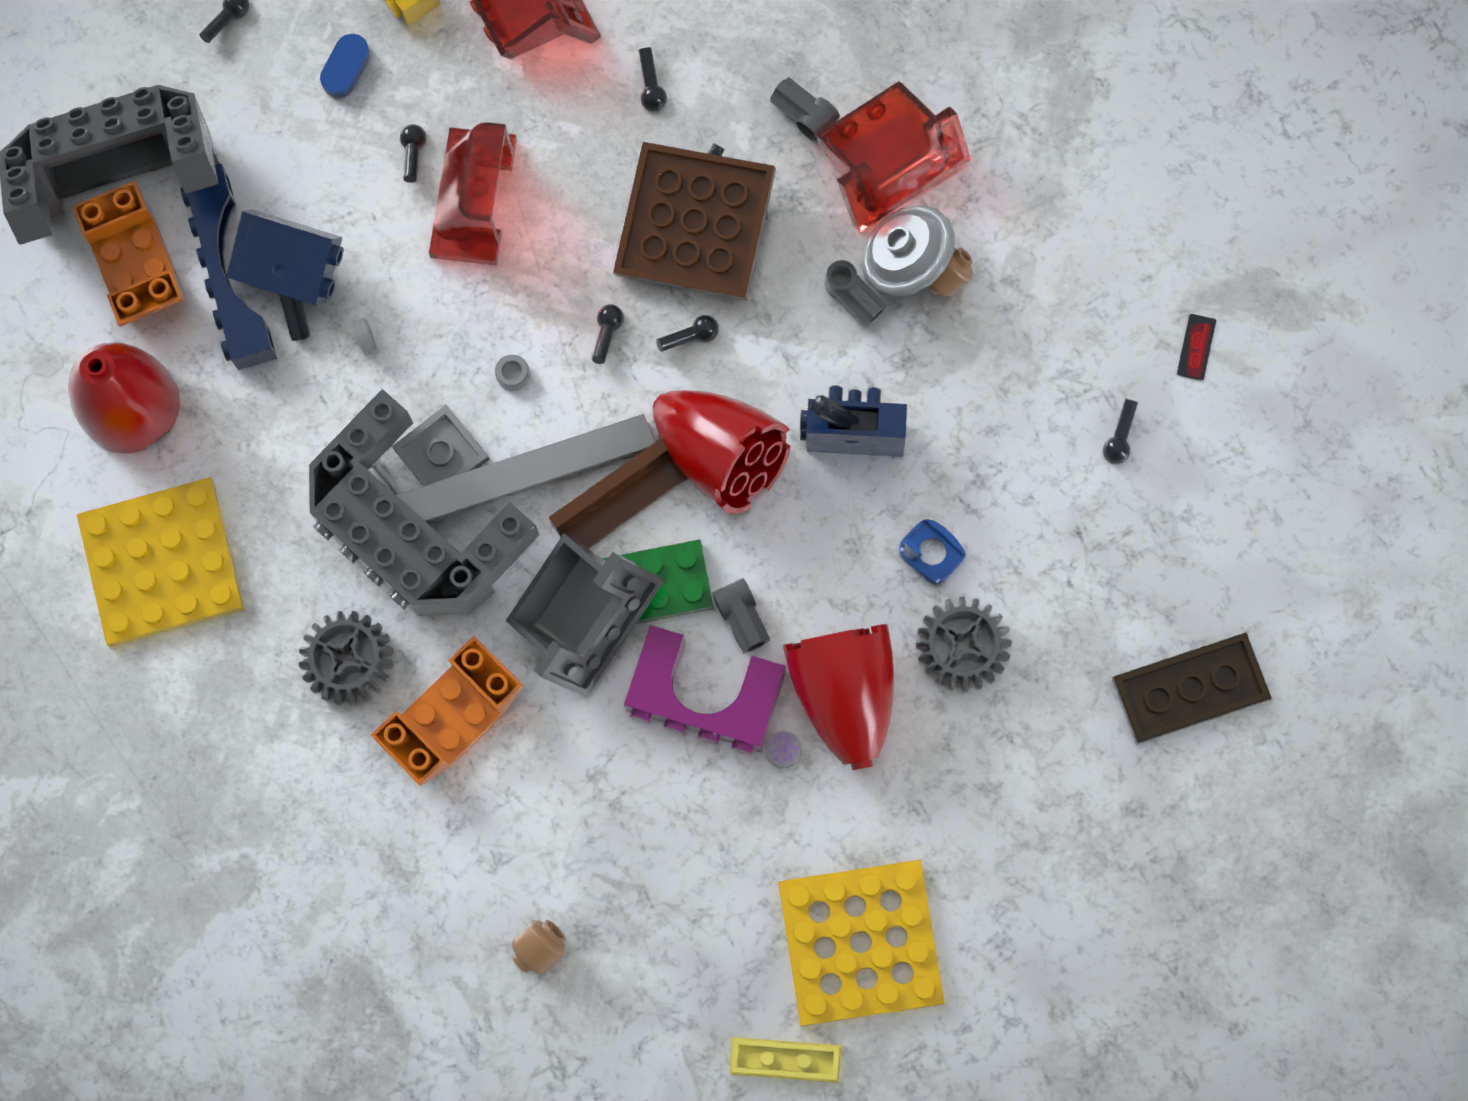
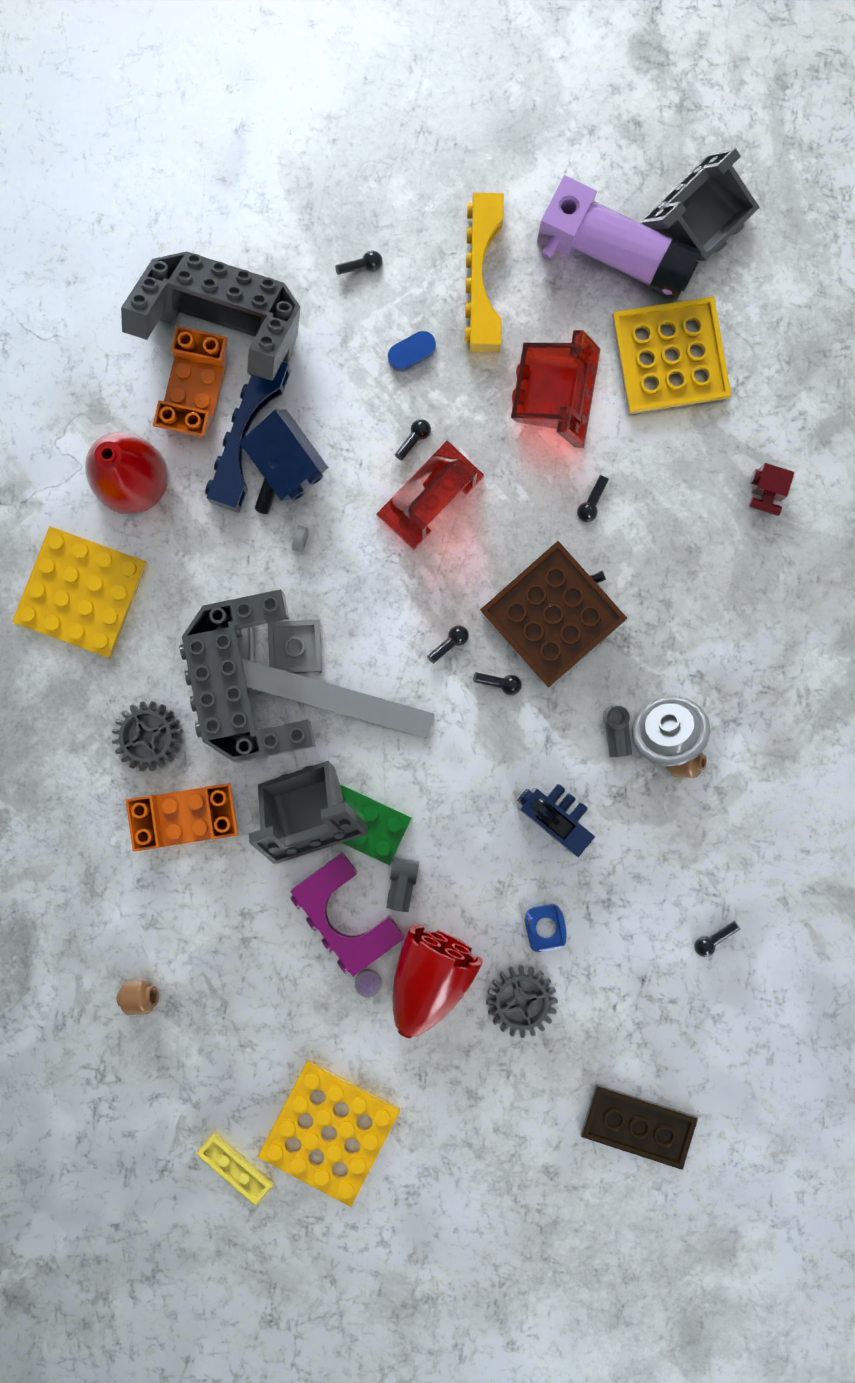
camera: 30 degrees right, 10 degrees up
(512, 372) = (374, 627): light grey tile -> none
(619, 496) = (381, 755): reddish brown panel -> none
(722, 445) = (464, 770): red cylinder -> none
(809, 113) = (676, 596): dark grey piece -> none
(891, 152) = (707, 657): clear red windscreen -> none
(1196, 347) = (803, 917): sticker -> none

